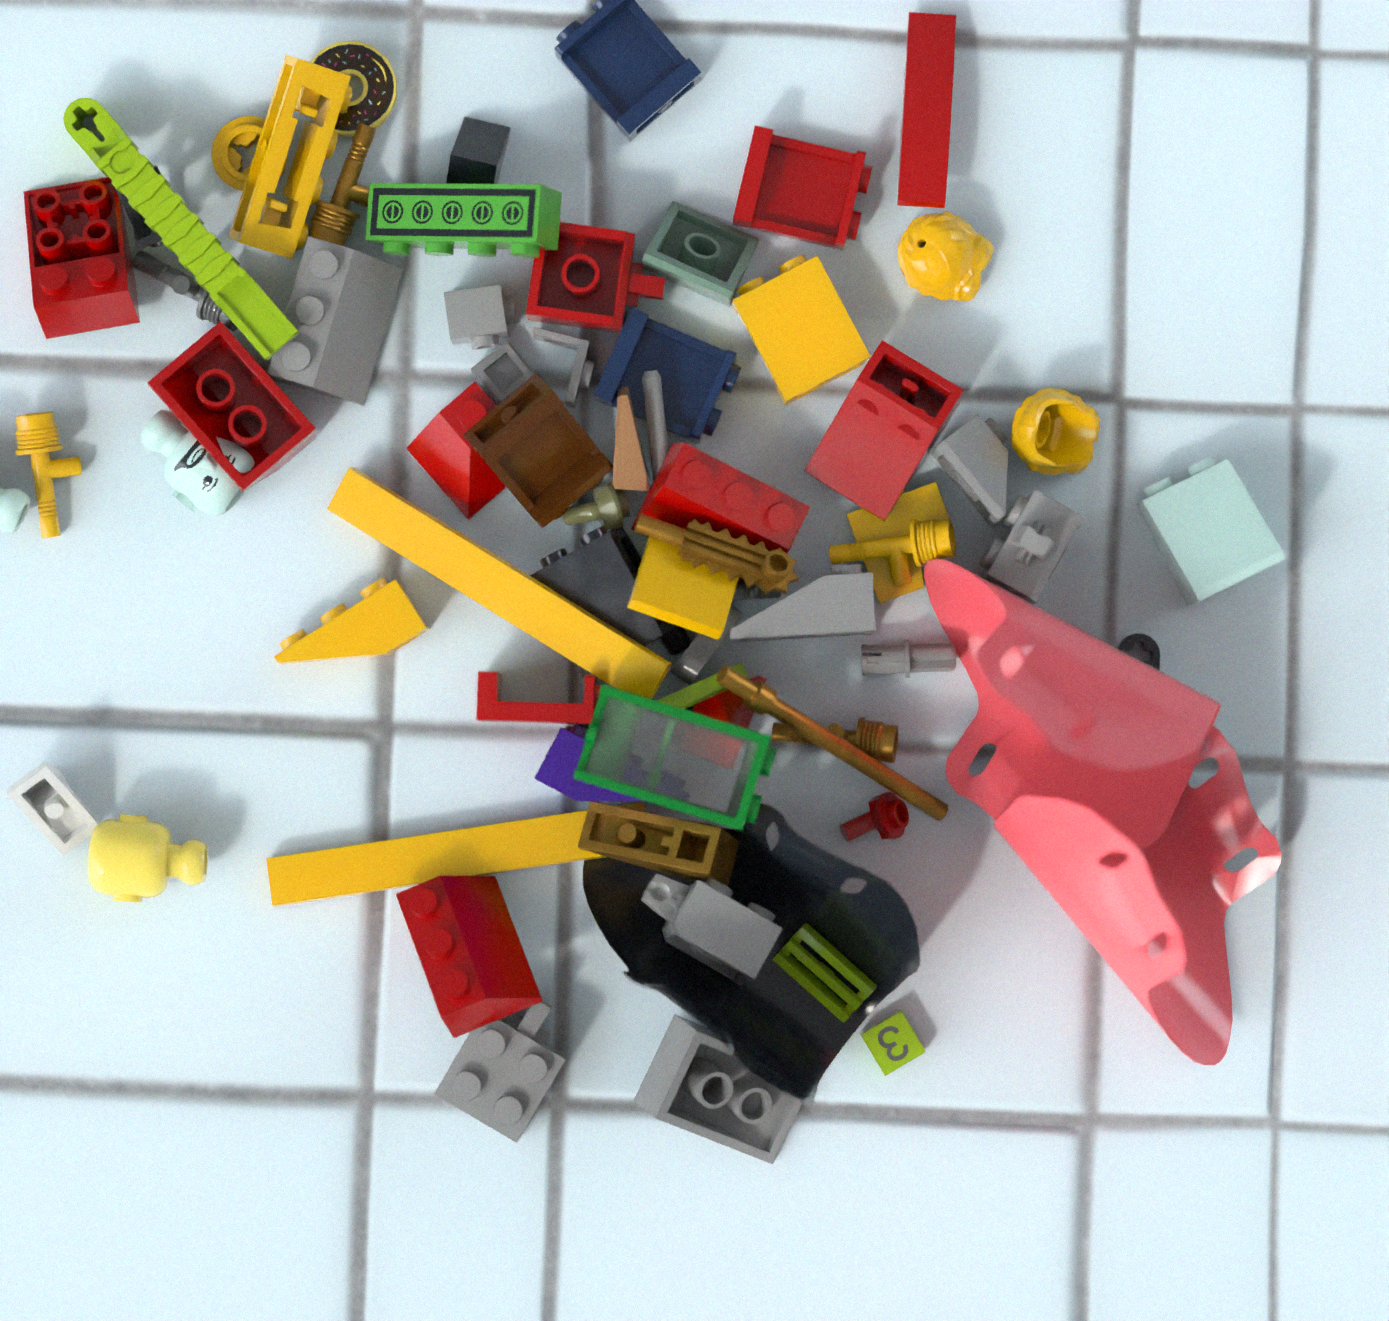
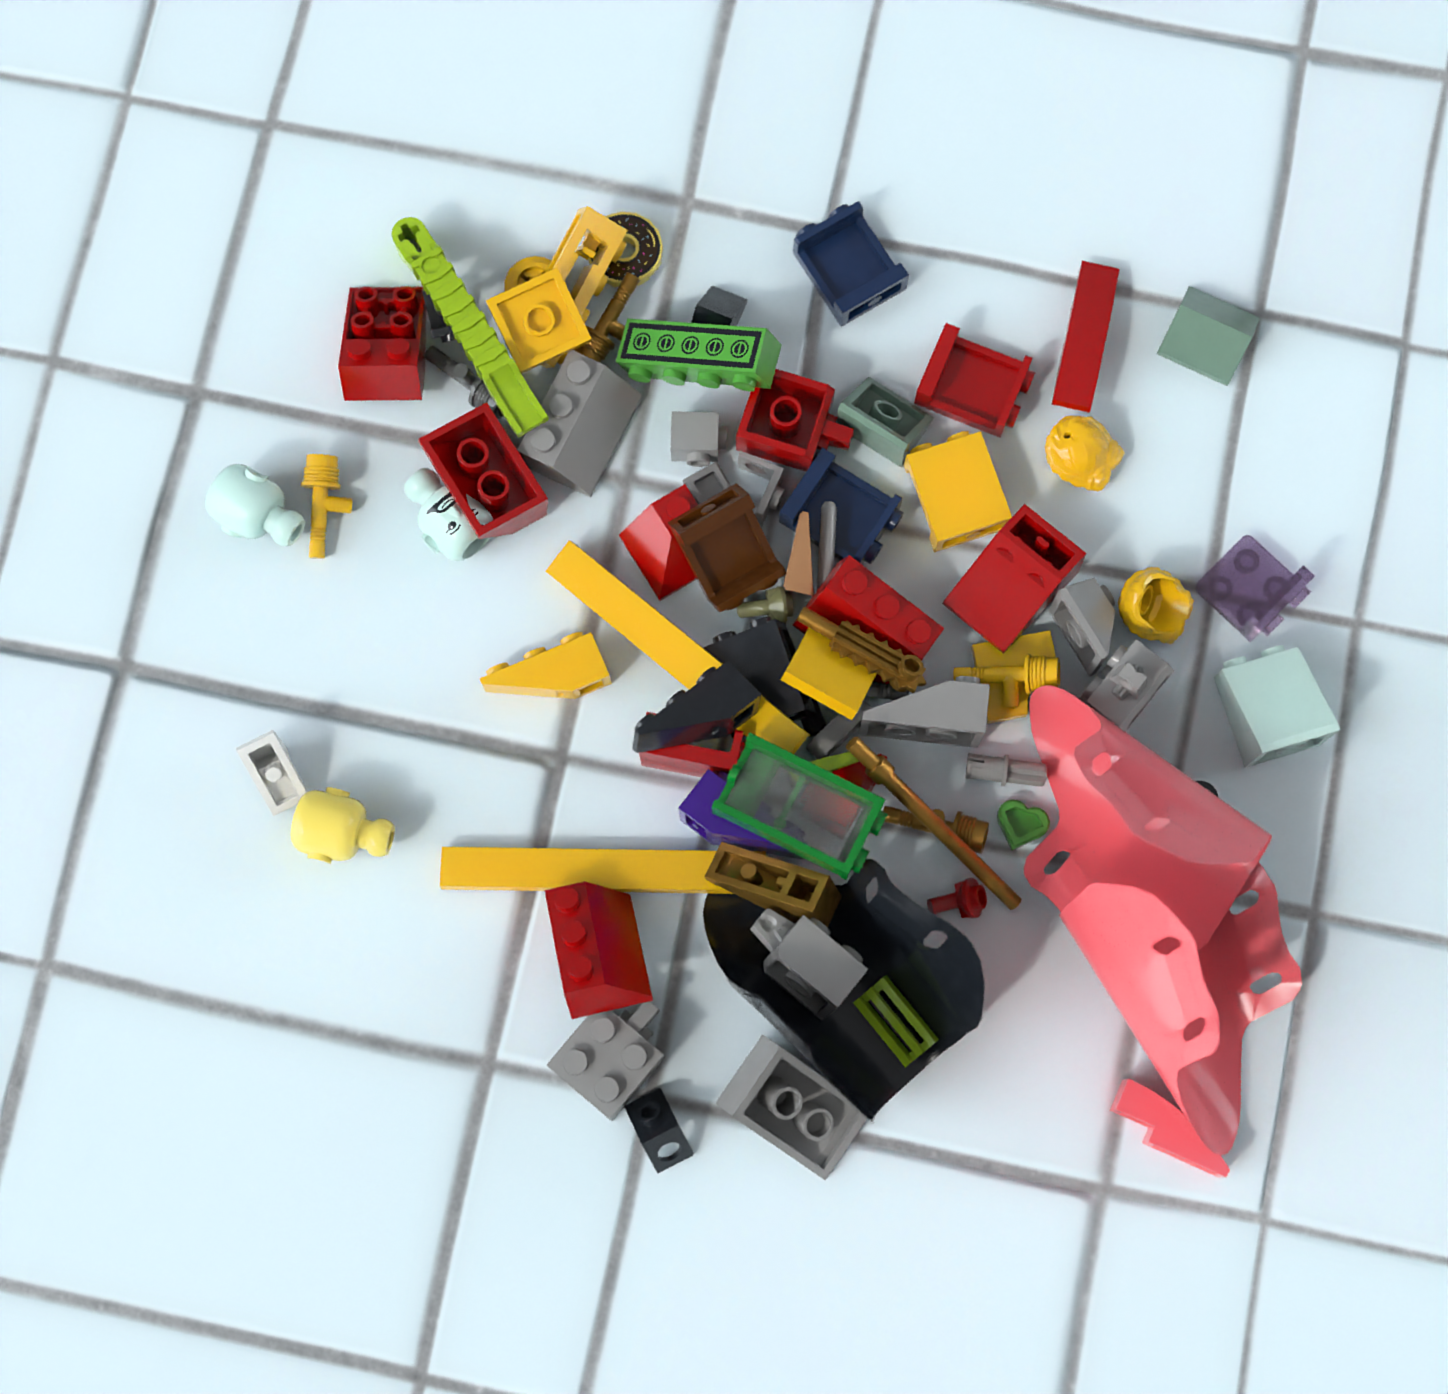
camera: 10 degrees right, 10 degrees down
(264, 211) = (538, 320): none -> yellow tile
(549, 660) = (705, 712): none -> black slope
(572, 1139) = (656, 1127): none -> black bracket
(893, 1042) = (944, 1092): lime tile -> none
(936, 717) = (1021, 824): none -> bright green tile
(1075, 80) = (1208, 336): none -> sand green slope
(1147, 1041) = (1167, 1127): none -> coral slope
(1167, 390) = (1252, 588): none -> clear purple bracket

